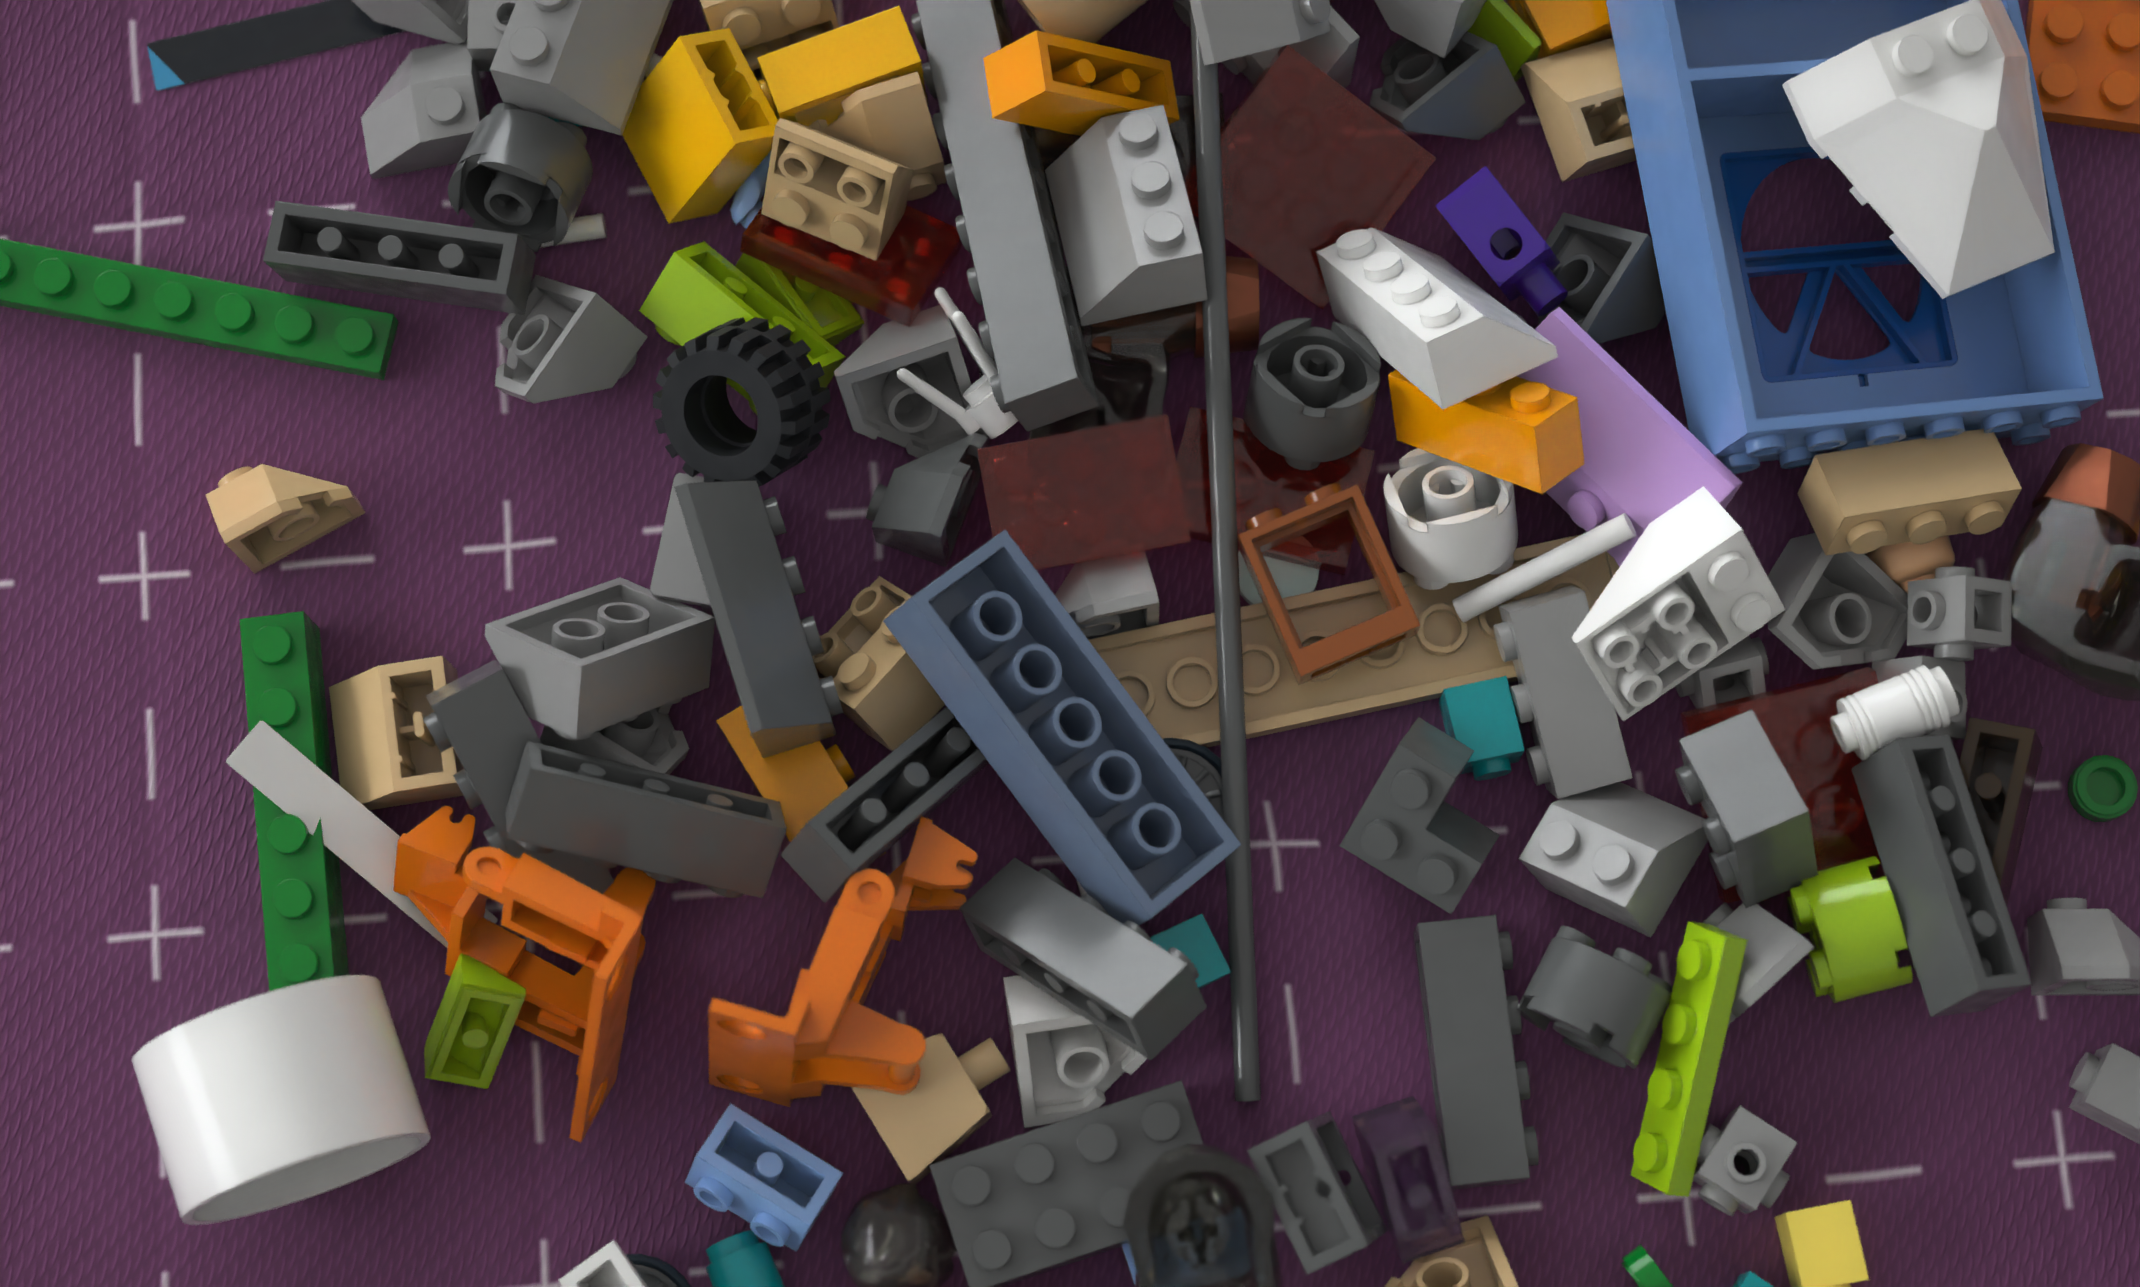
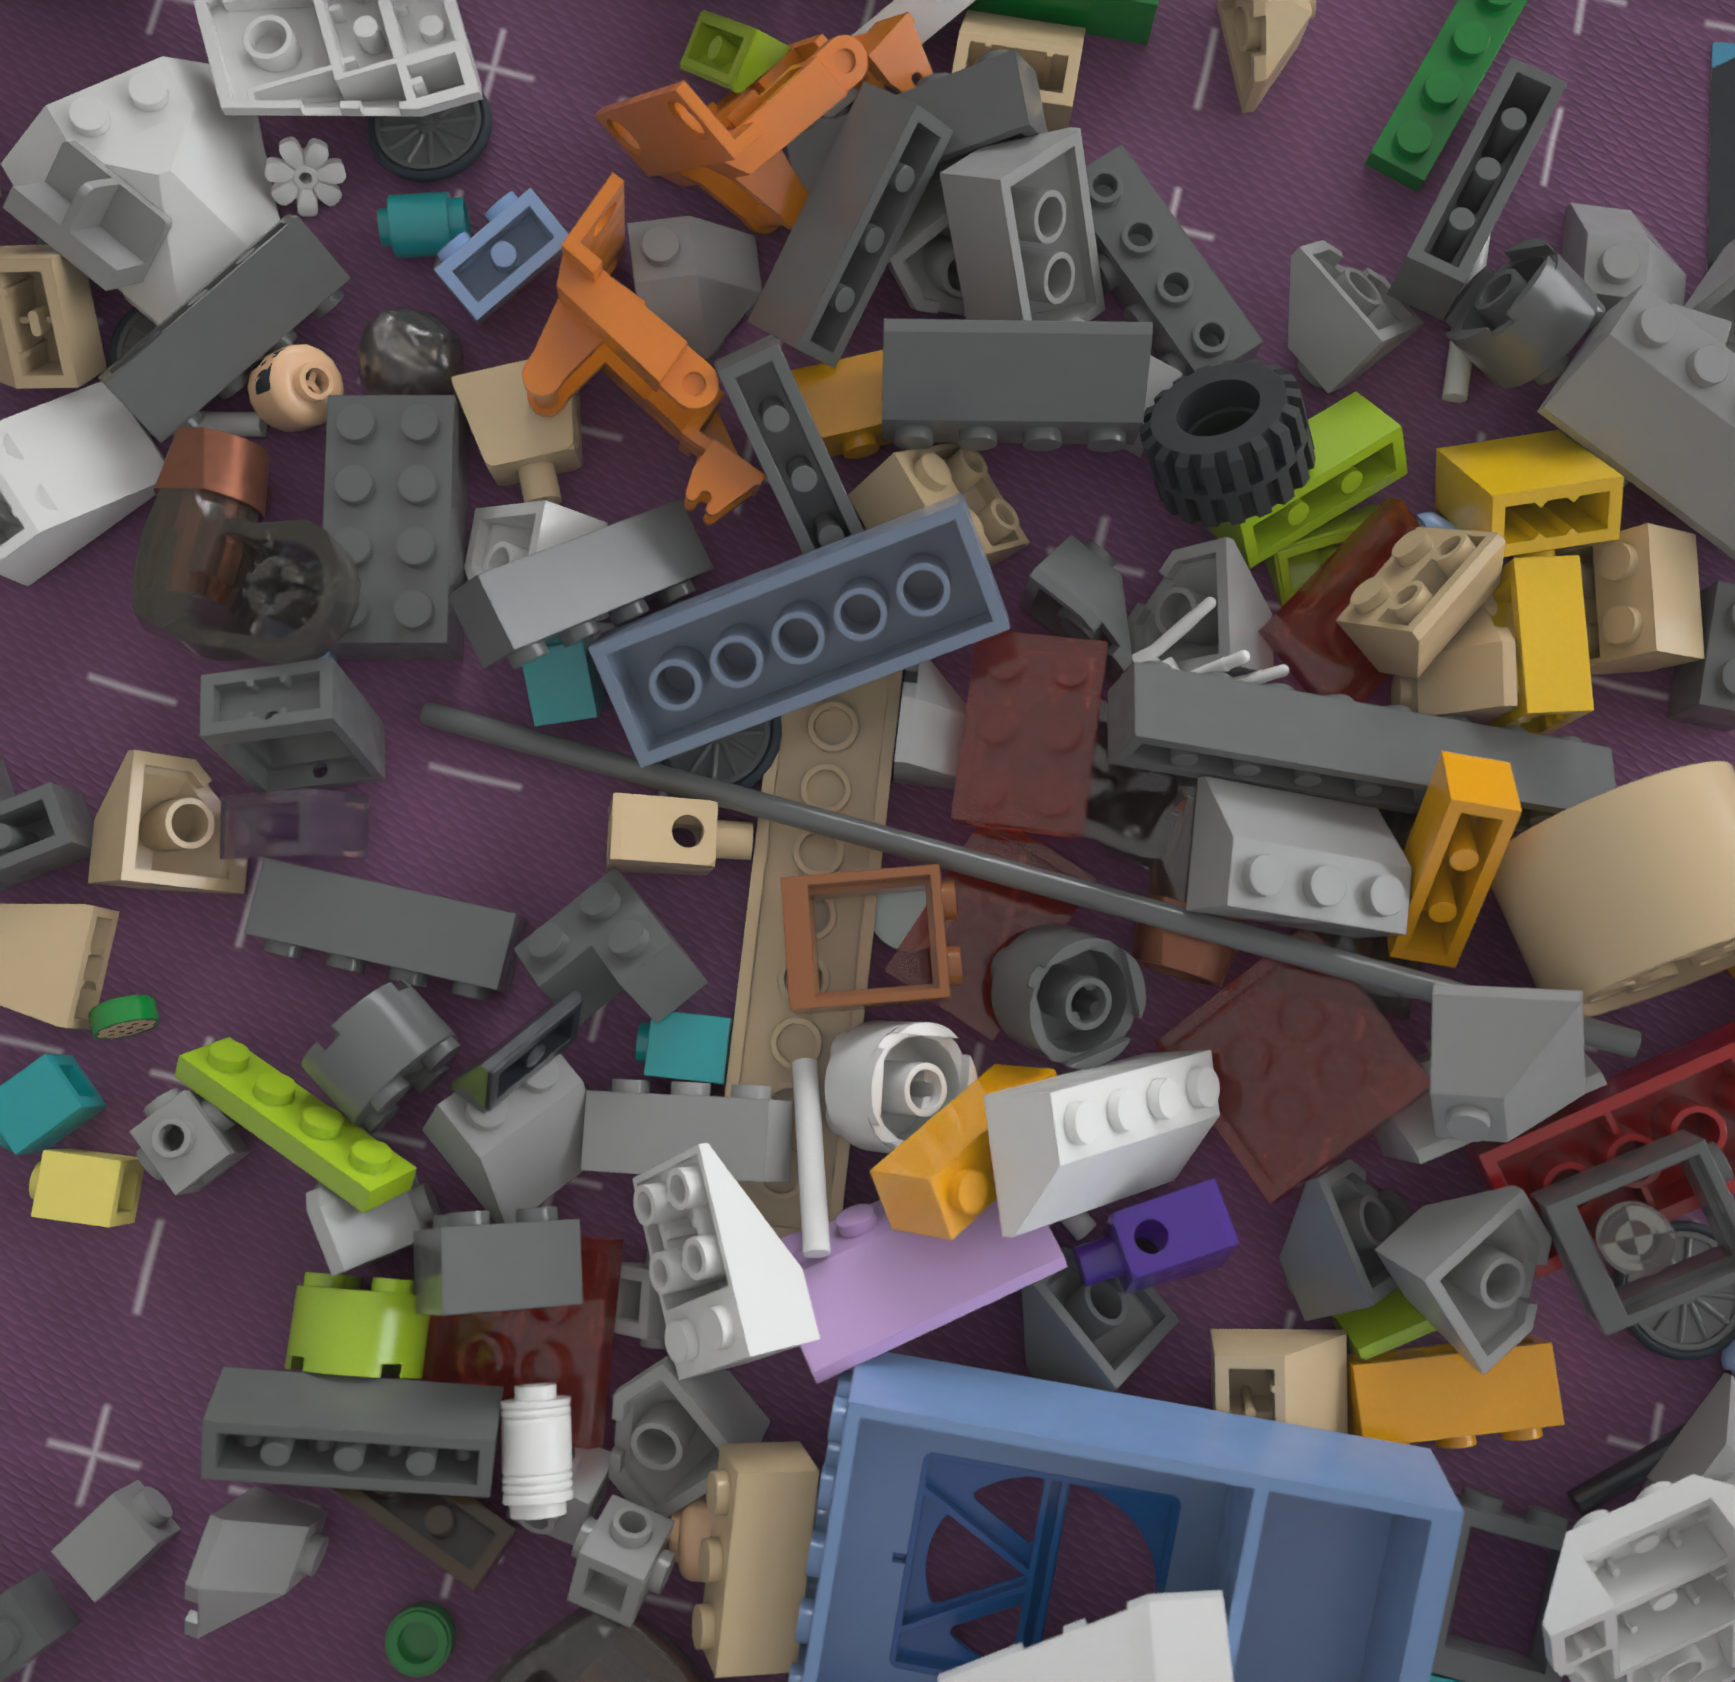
camera: 105 degrees right, 5 degrees up
(579, 524) = (1161, 272): none -> dark grey brick
(722, 965) = (695, 277): none -> light grey slope
(1292, 810) = (644, 843): none -> tan torso
(1548, 858) = (520, 1054): none -> black slope

